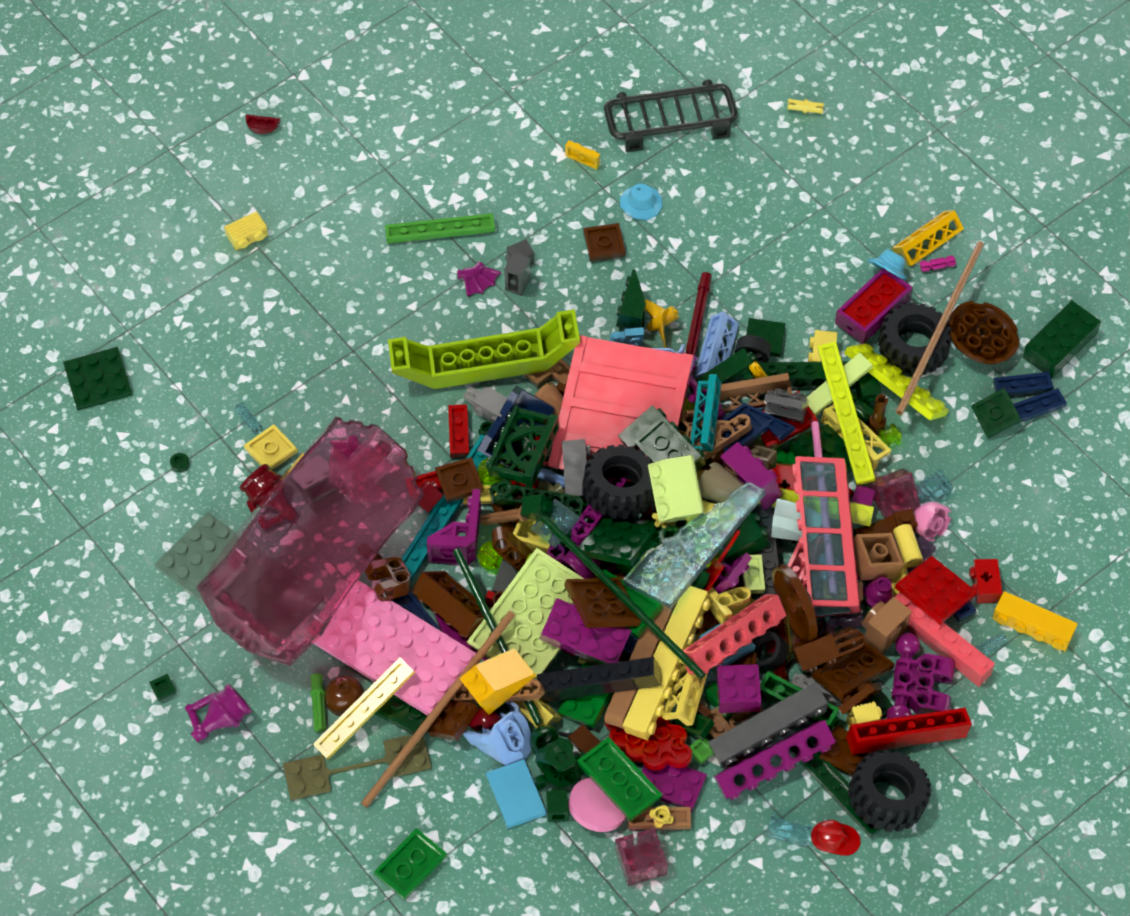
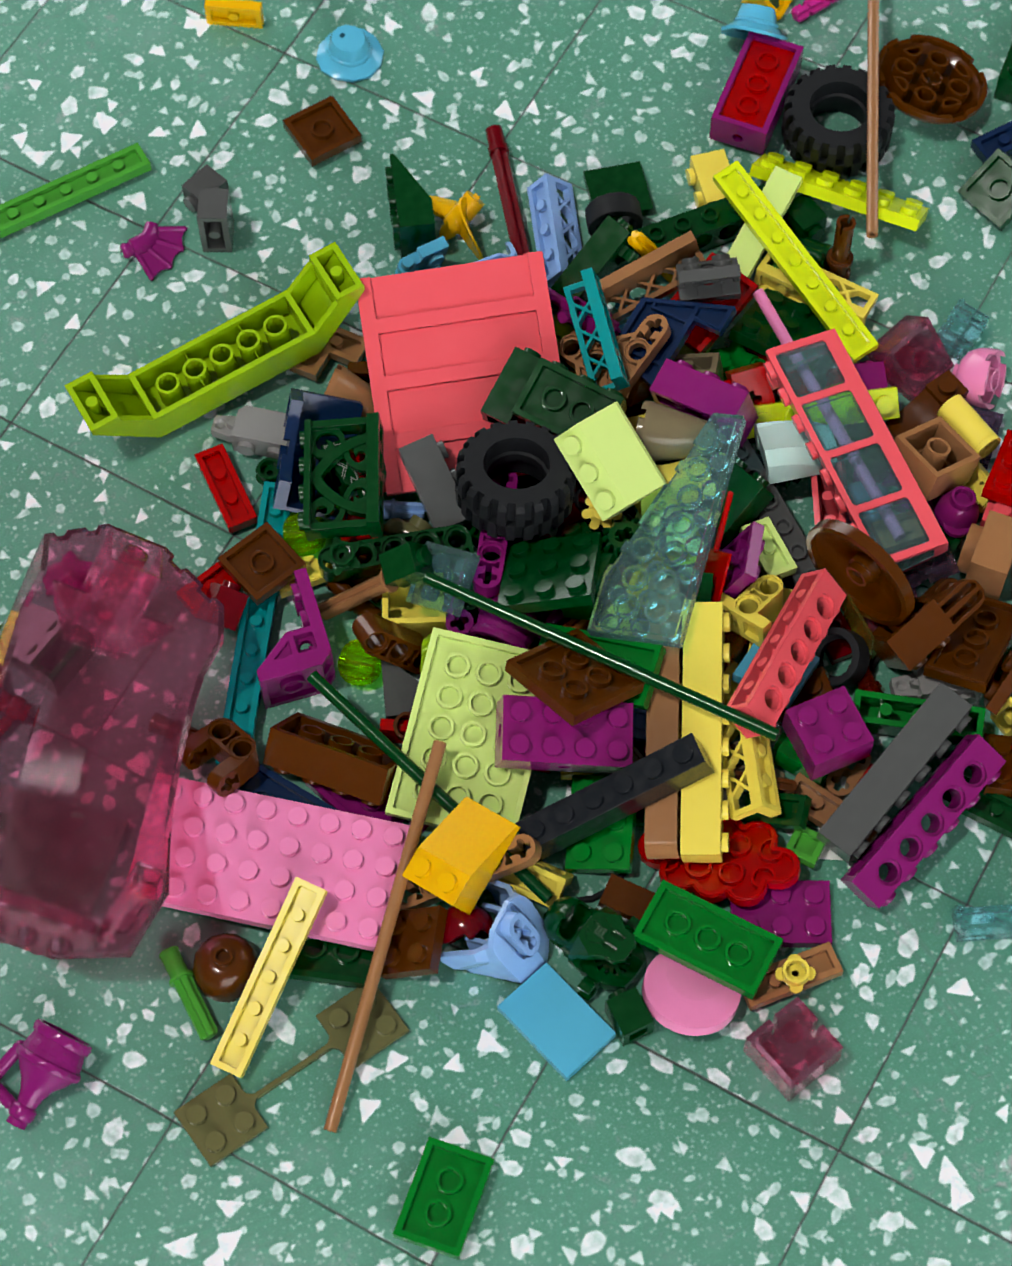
camera: 20 degrees left, 5 degrees up
(890, 435) = (866, 272): clear neon green brick -> none

